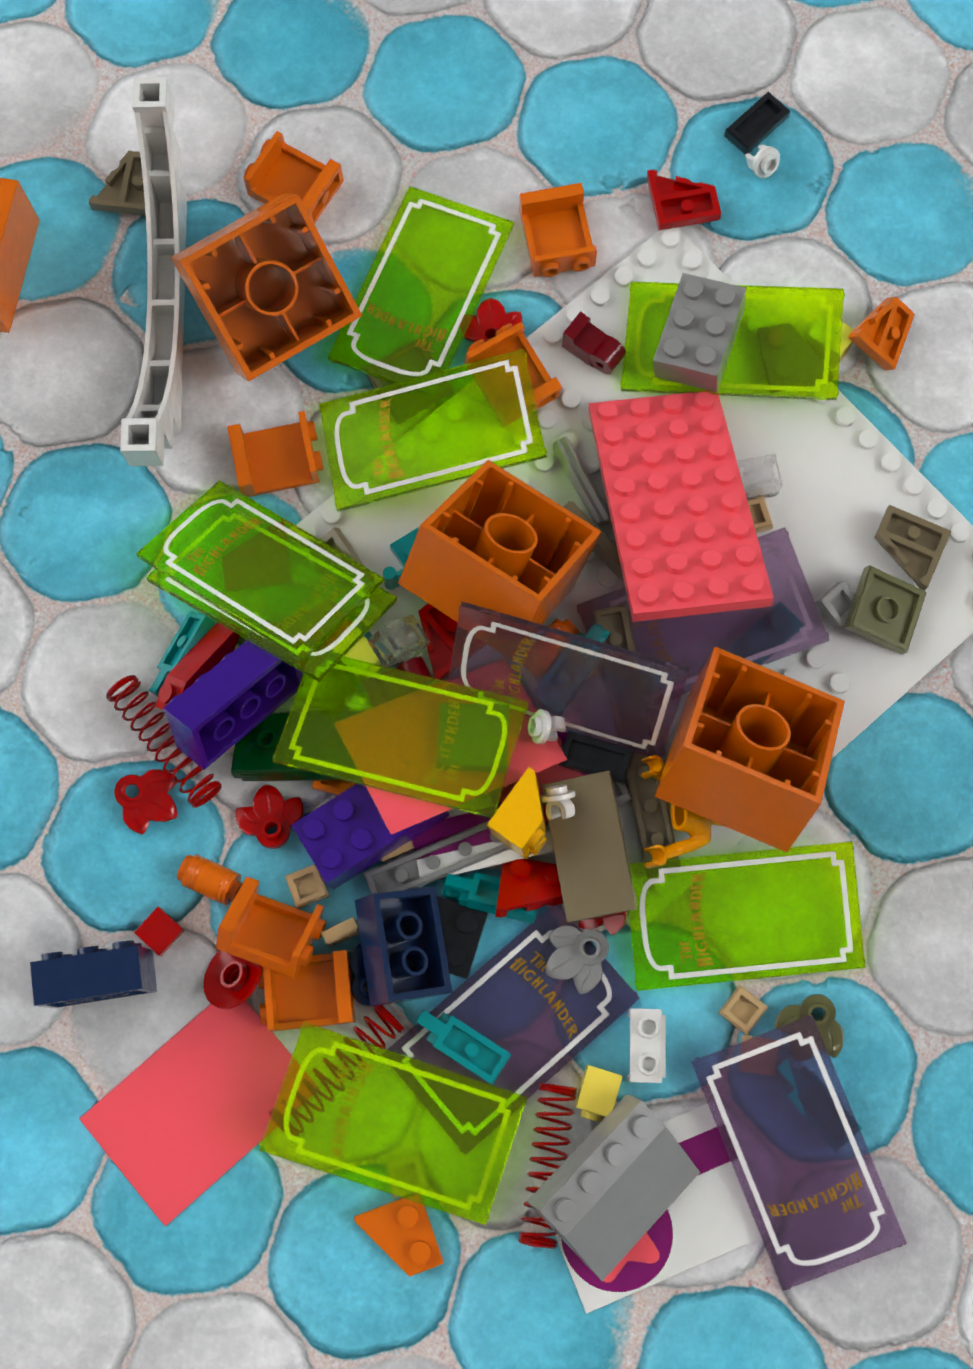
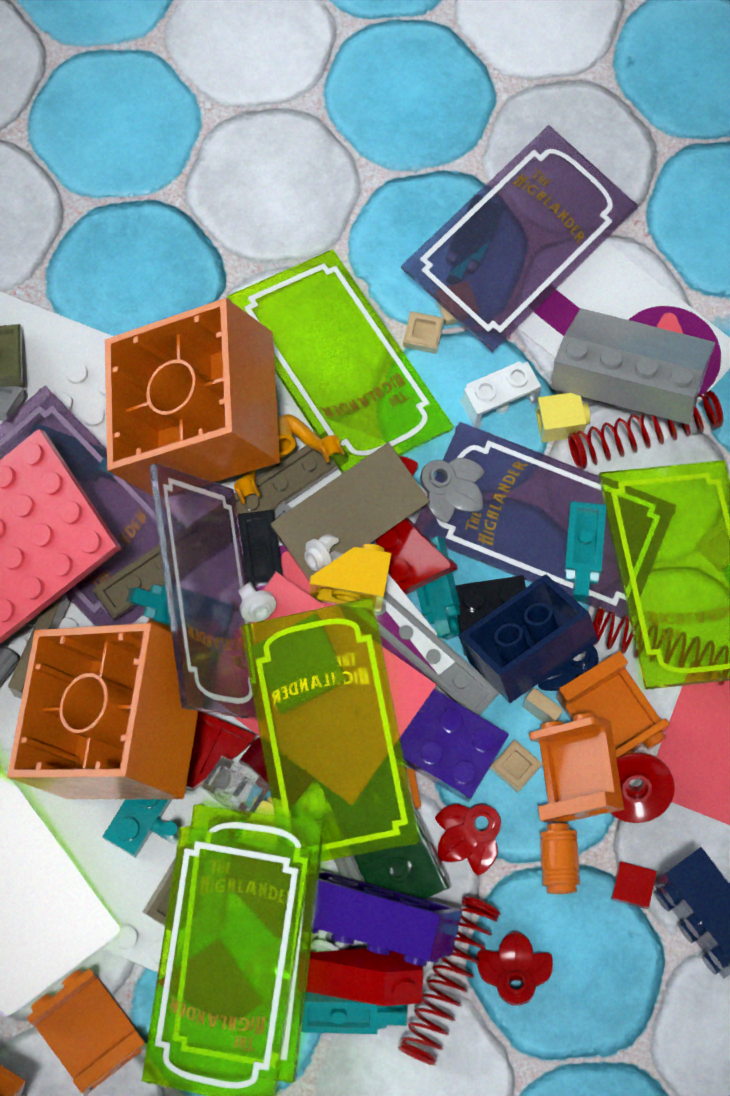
camera: 120 degrees left, 5 degrees down
(827, 1025) = (403, 283): olive plate -> none

